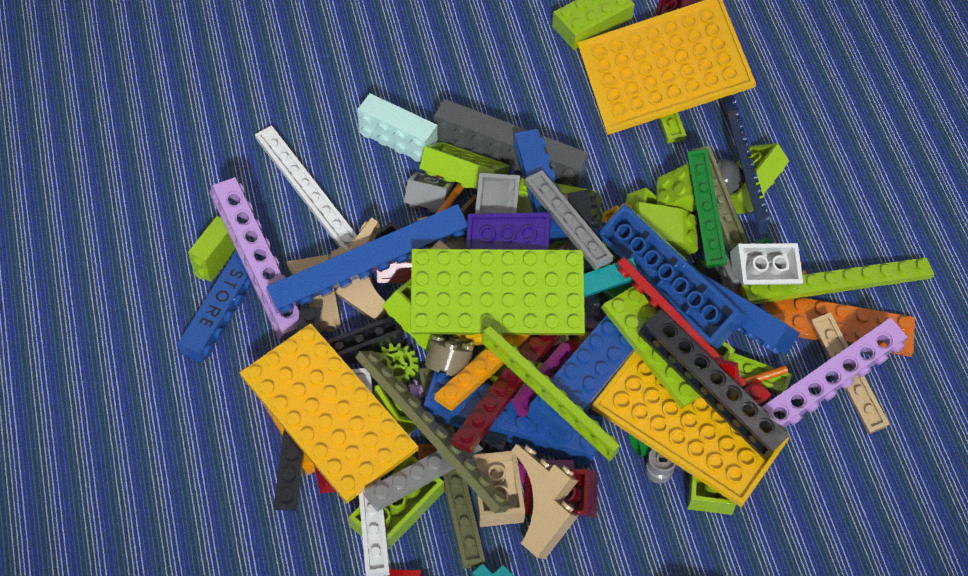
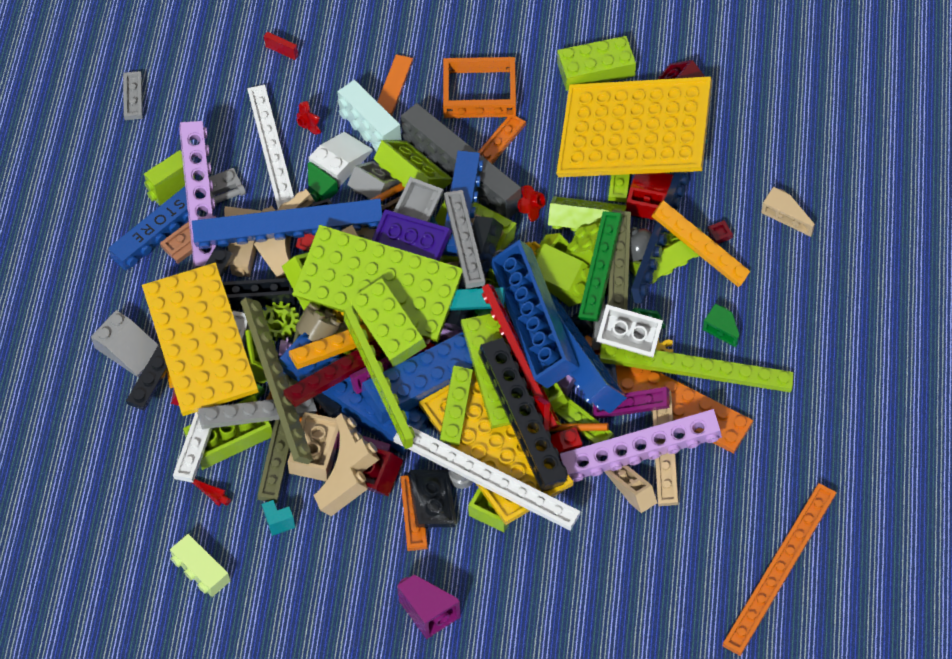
camera: 25 degrees right, 0 degrees up
(134, 175) = (132, 95): none -> light grey plate
(239, 442) = (124, 343): none -> light grey slope
(251, 316) = (178, 244): none -> nougat plate
(270, 82) = (281, 45): none -> red tile
(275, 234) = (223, 182): none -> light grey plate
(333, 147) = (306, 119): none -> red plate
(374, 207) = (320, 184): none -> green slope
(381, 179) = (339, 156): none -> white slope
(402, 84) = (395, 83): none -> orange tile
(498, 89) = (479, 108): none -> orange window
(532, 330) = (387, 322): none -> lime brick
(535, 108) = (502, 138): none -> orange tile
(597, 167) = (531, 202): none -> red plate
(629, 525) = (415, 536): none -> orange tile
(636, 397) = (455, 405): none -> lime plate
(644, 504) = (432, 498): none -> black plate
(650, 163) = (577, 212): none -> lime slope
(707, 126) = (647, 193): none -> red slope
(713, 463) = (493, 479): none -> white plate
(784, 157) = (700, 243): none -> light orange plate
(789, 143) = (720, 232): none -> dark red plate
(810, 331) = (638, 402): none -> magenta plate
(839, 232) = (722, 325): none -> green slope
(839, 423) = (633, 487): none -> tan slope
(840, 104) = (785, 209): none -> tan slope

